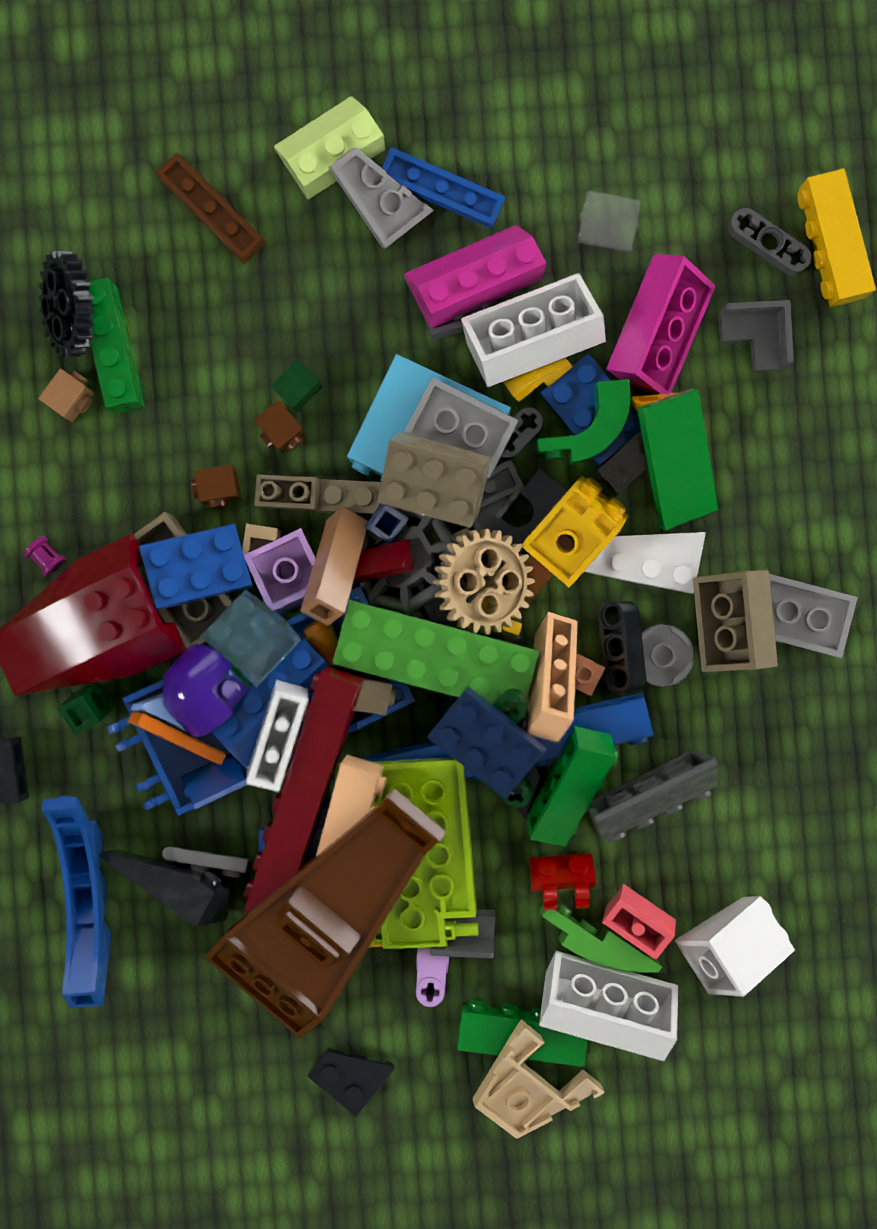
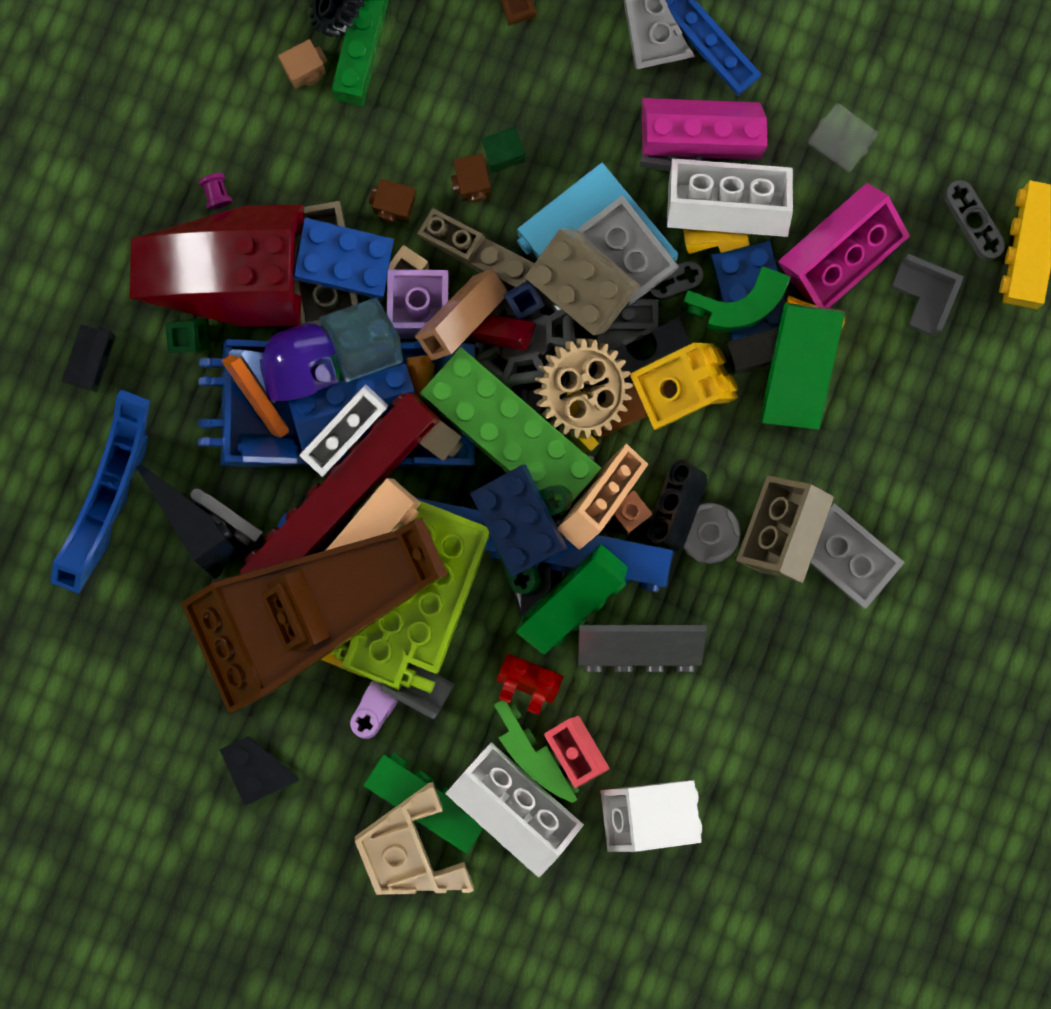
camera: 25 degrees right, 5 degrees down
(652, 560) = (737, 444): white wing -> none

